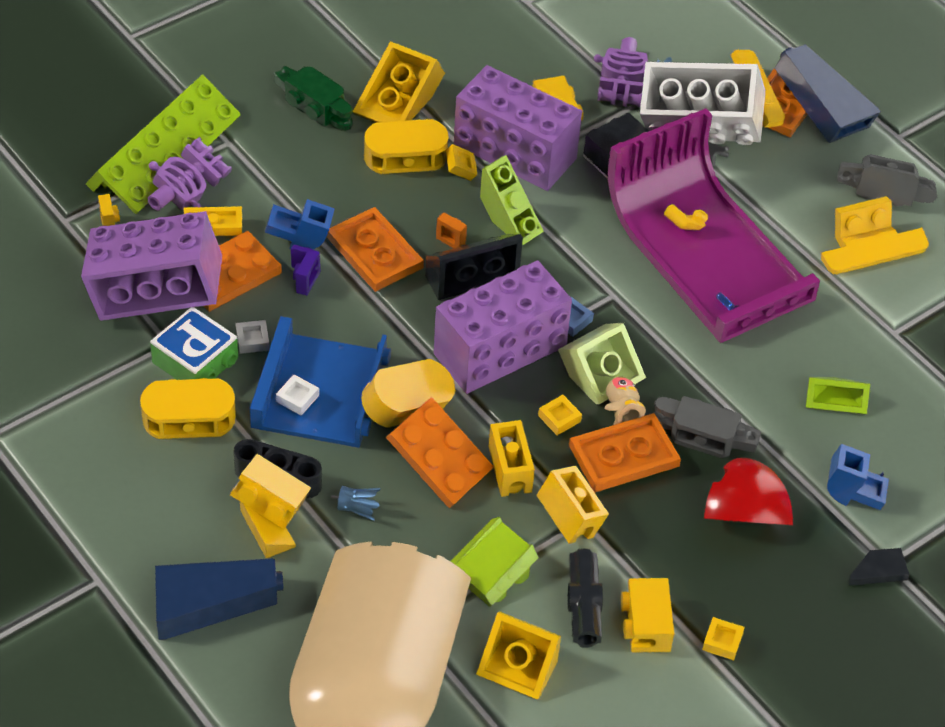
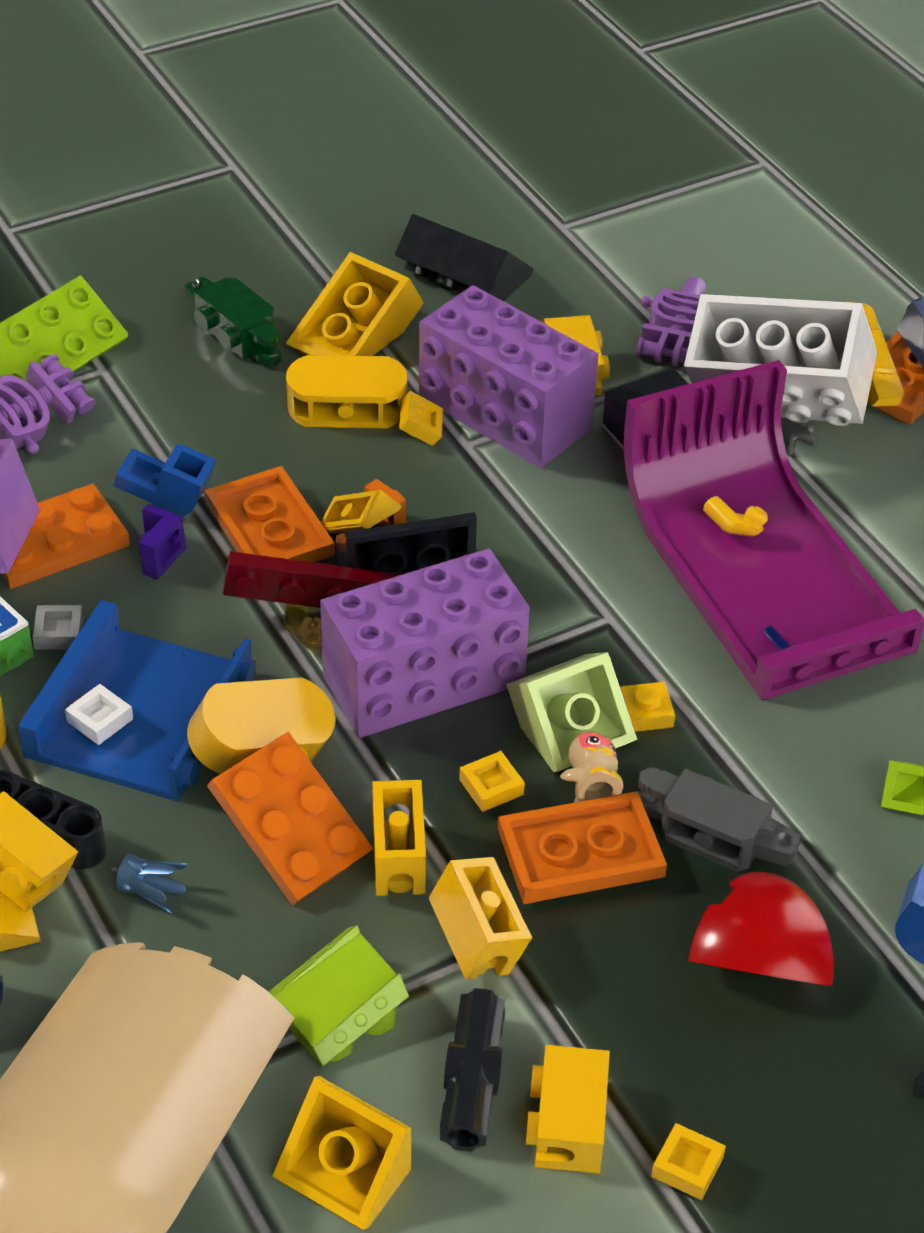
camera: 10 degrees right, 5 degrees down
(224, 220) = (56, 466): yellow plate -> none
(409, 318) = (302, 627): none -> clear yellow arm
(411, 291) = (292, 580): none -> dark red plate
(436, 237) = (358, 511): none -> yellow slope
(463, 38) = (460, 259): none -> black slope
(507, 200) = (474, 472): lime slope -> none
(579, 317) = (545, 641): medium blue plate -> none
(651, 354) = (649, 706): none -> yellow plate

